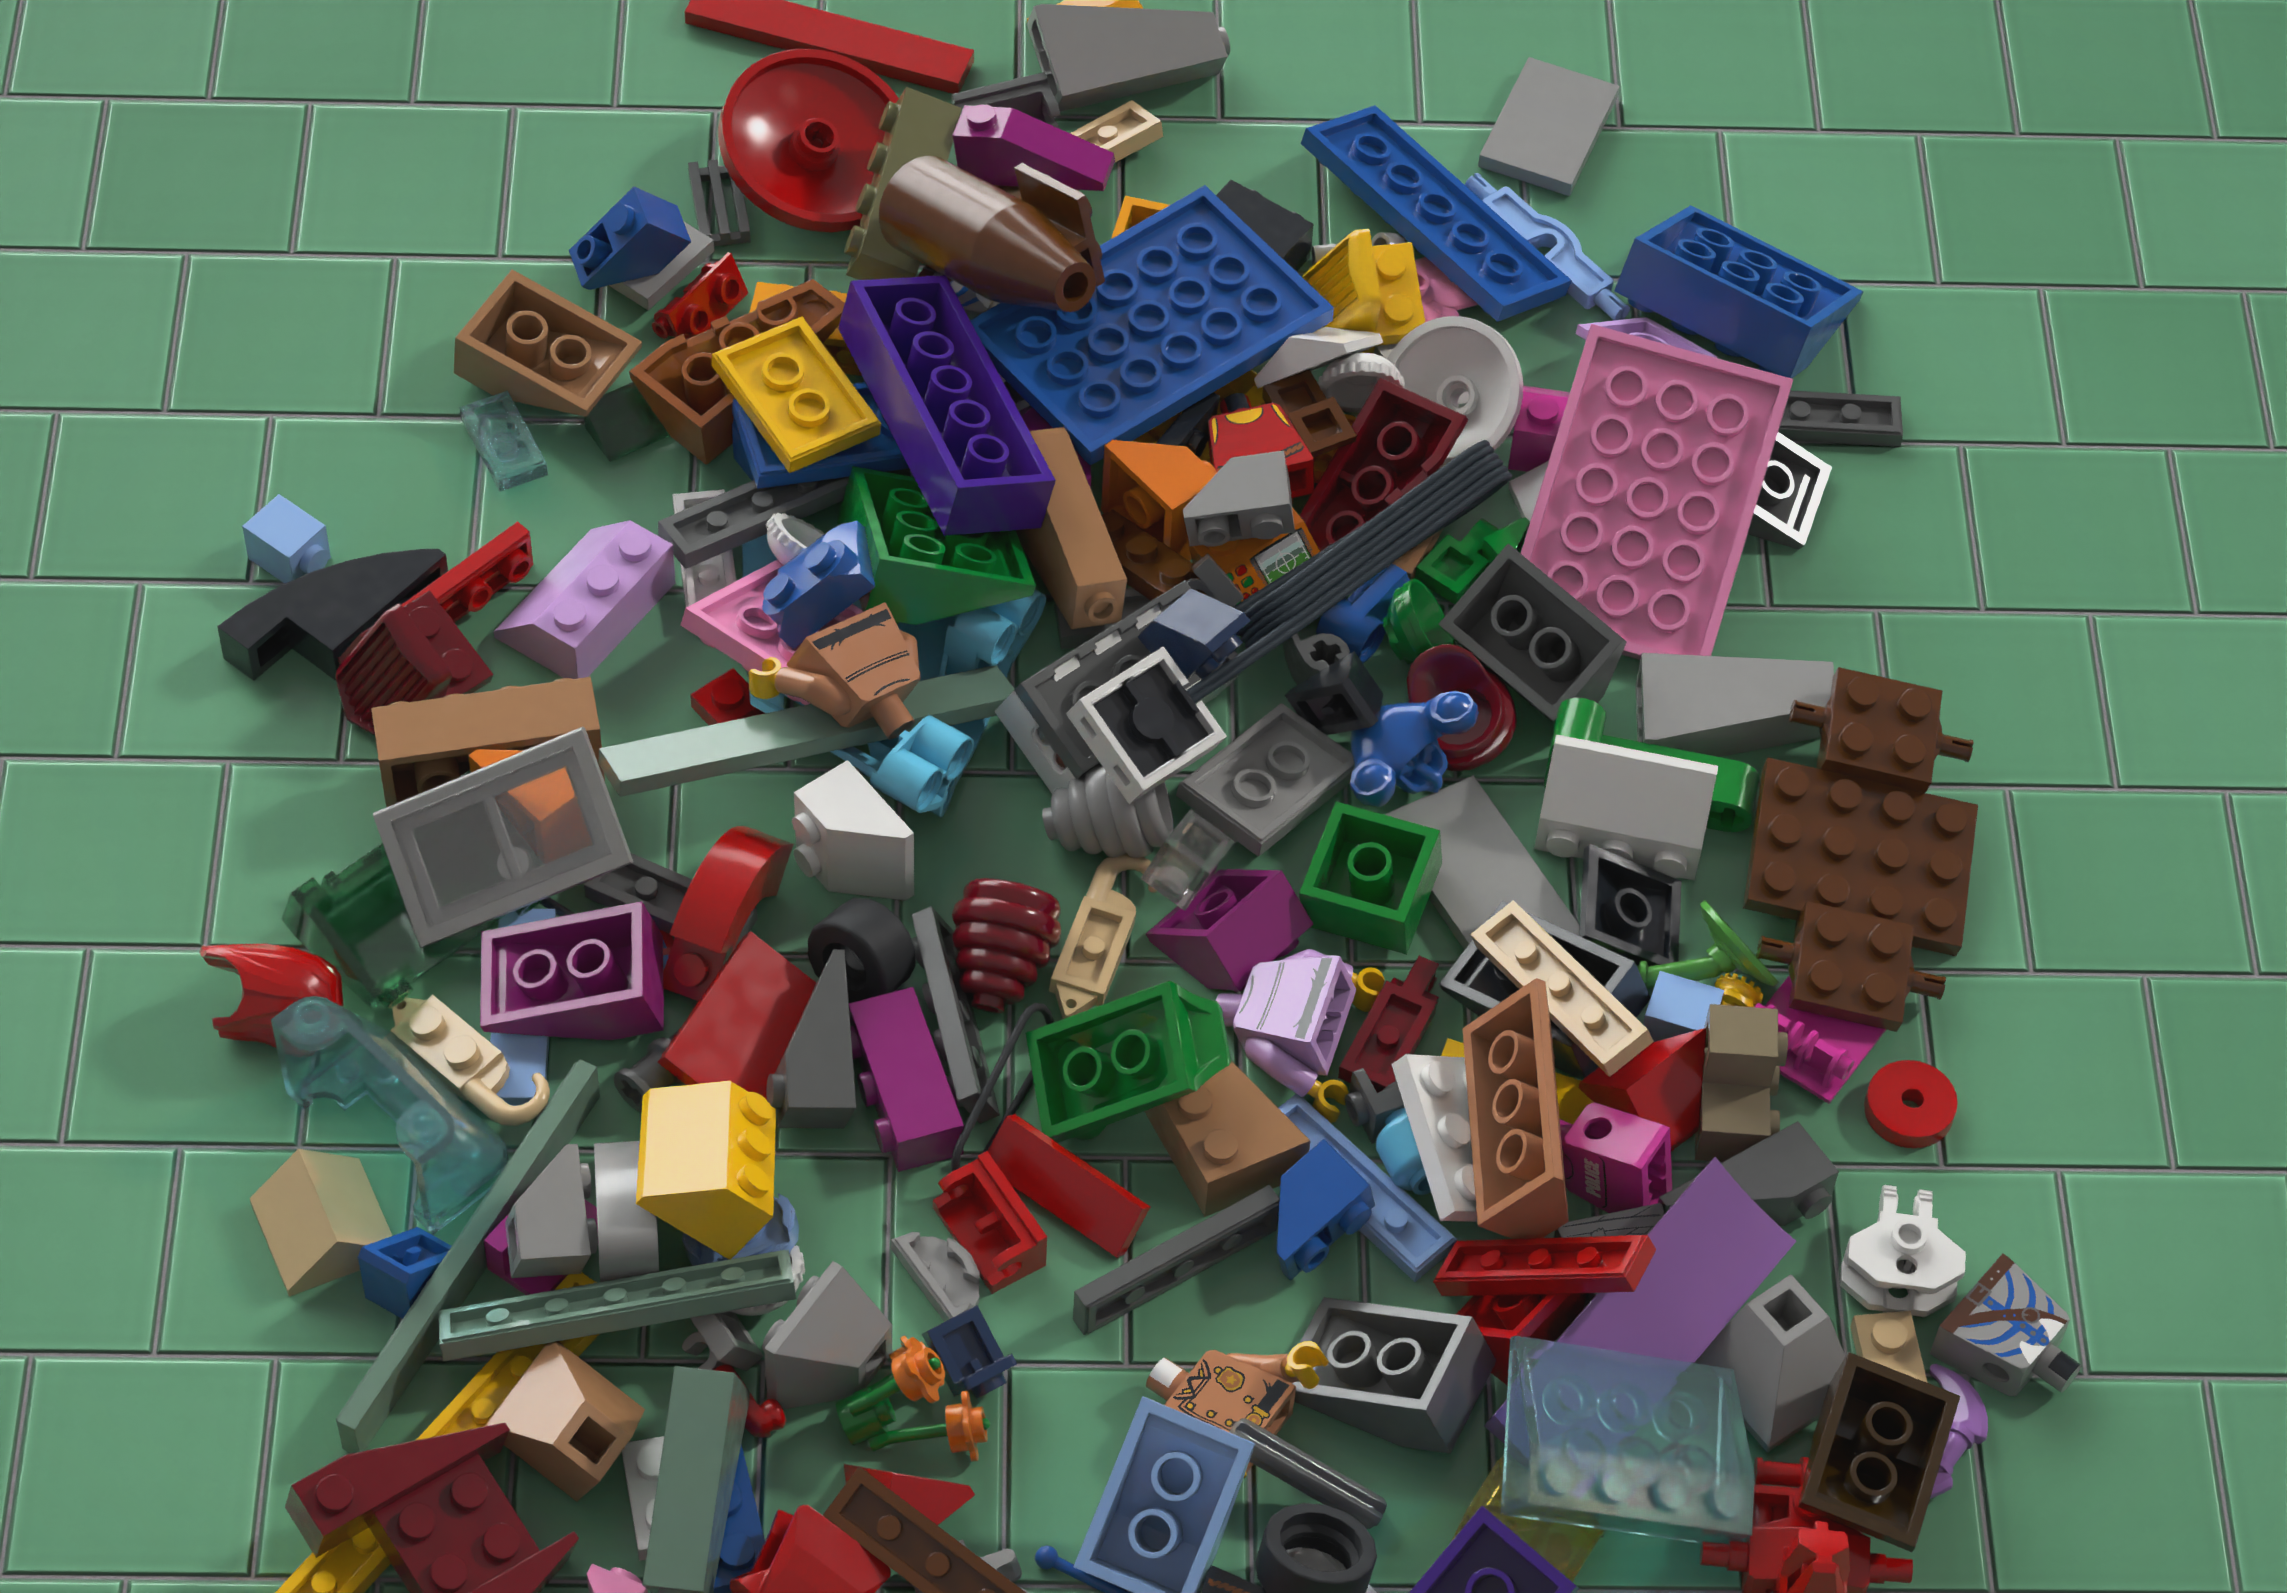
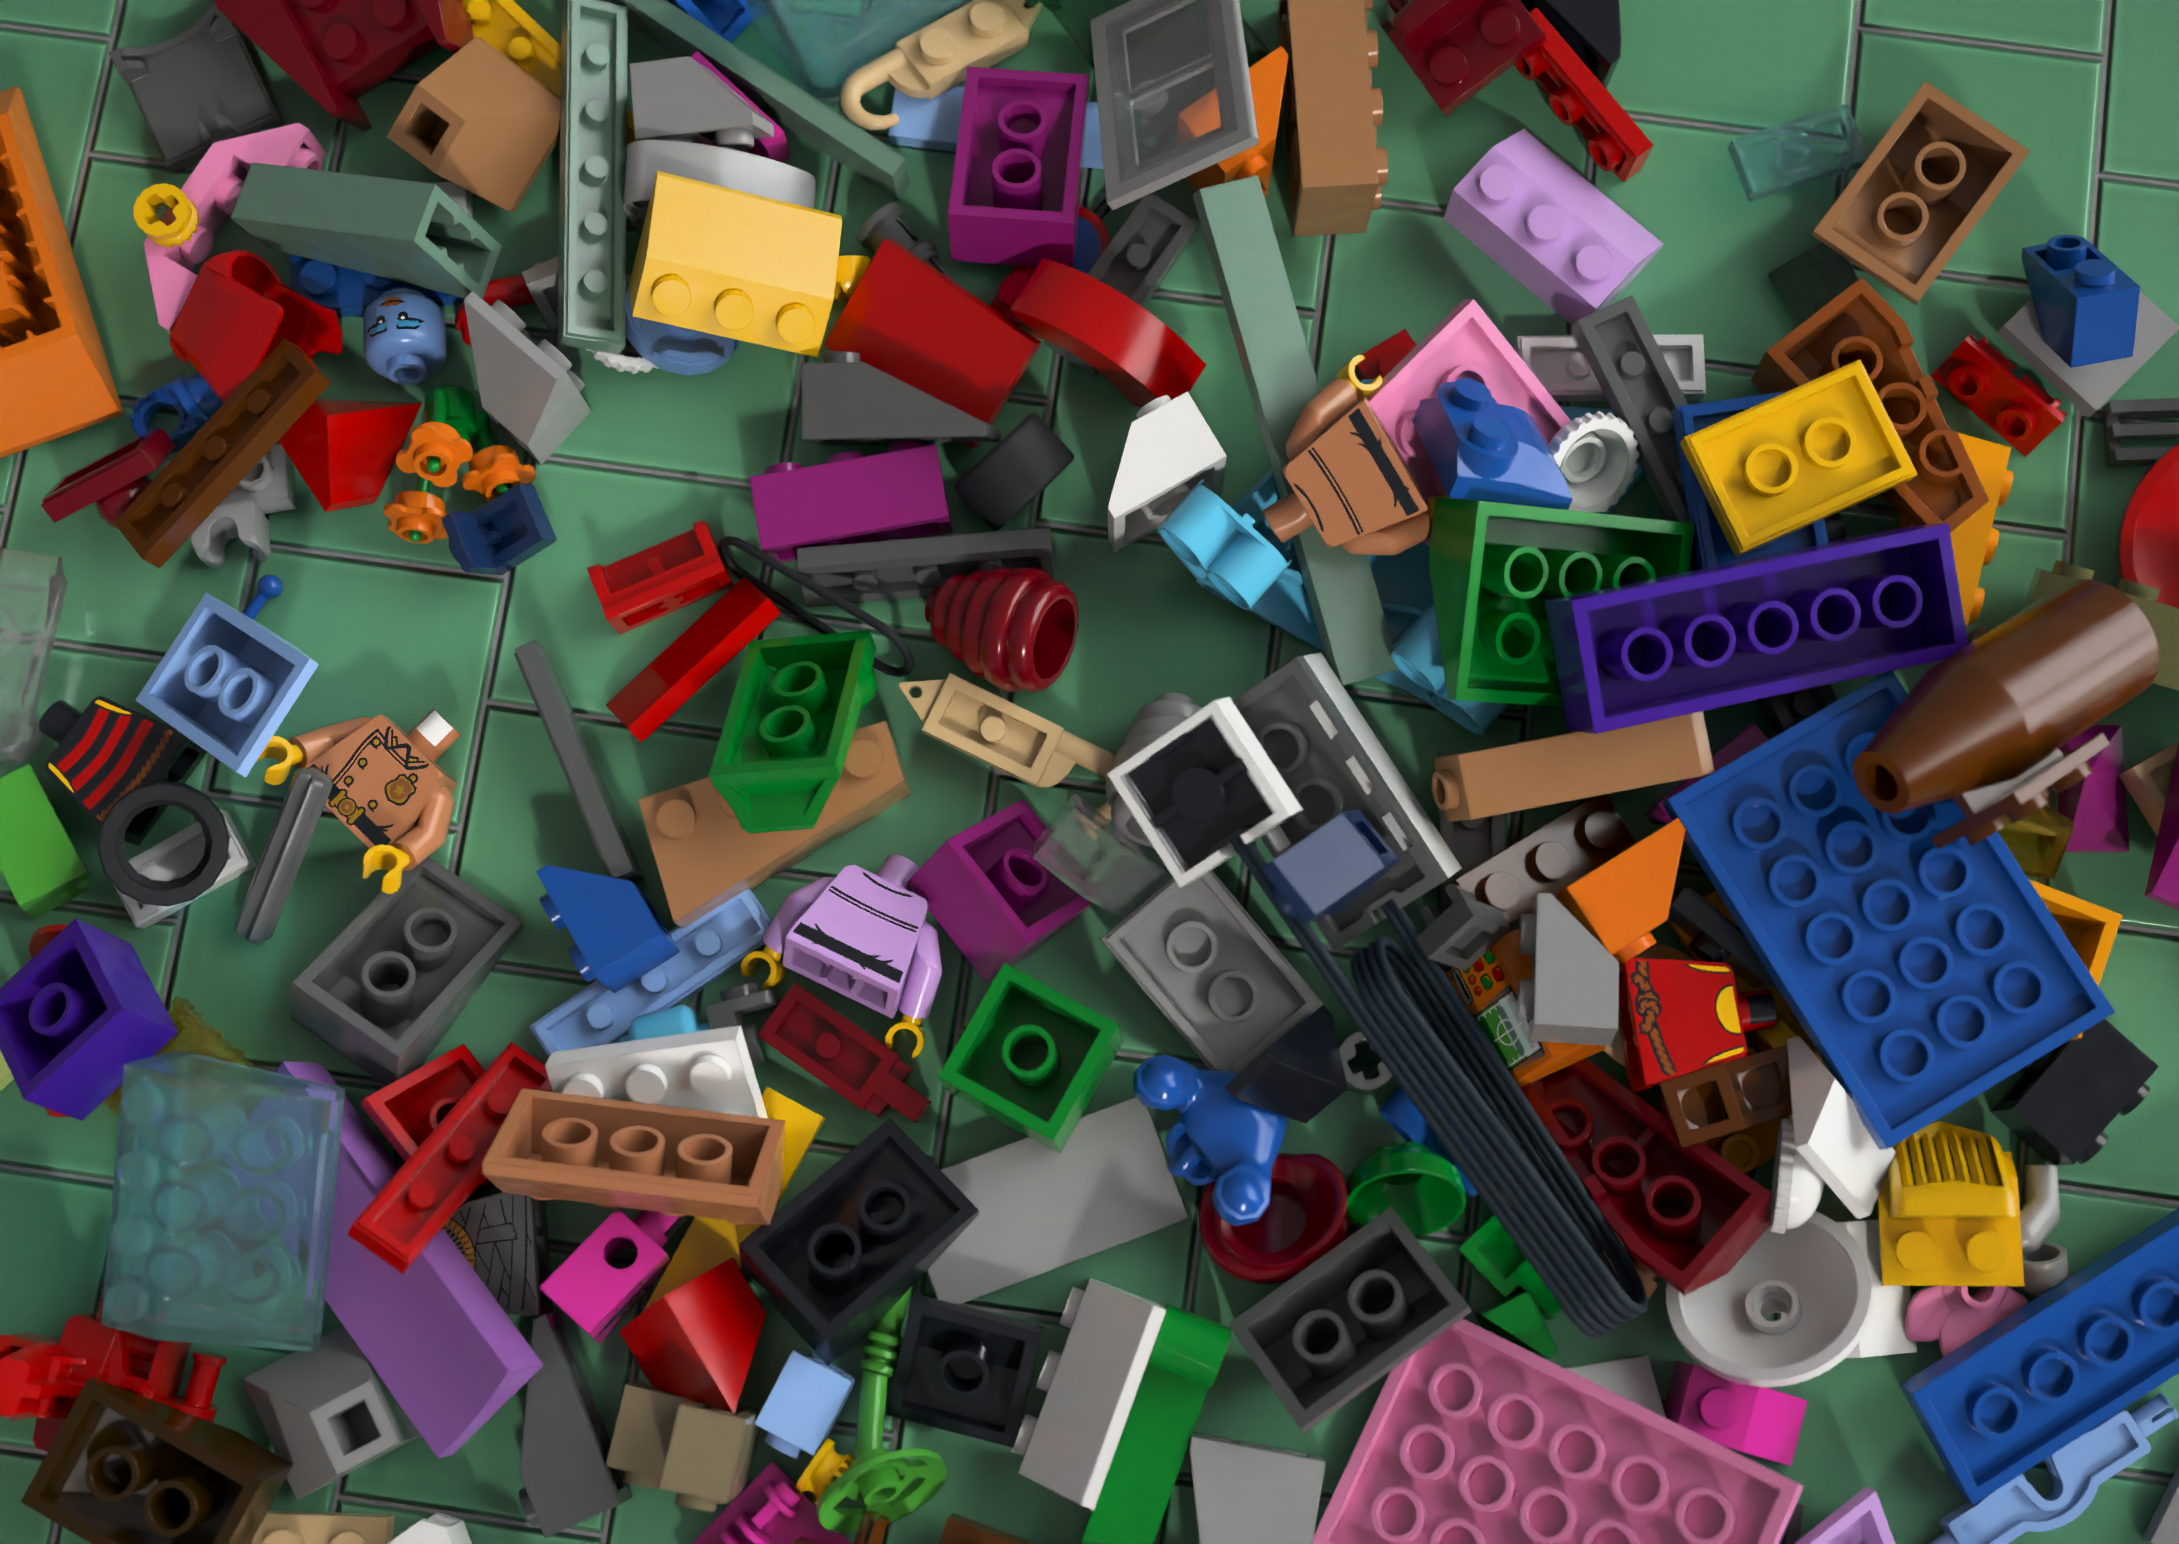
camera: 105 degrees right, 25 degrees up
(789, 1464) = (404, 336): none -> medium blue head
(941, 1271) = (617, 523): light grey tile -> none
(1575, 998) = (804, 1244): tan plate -> none

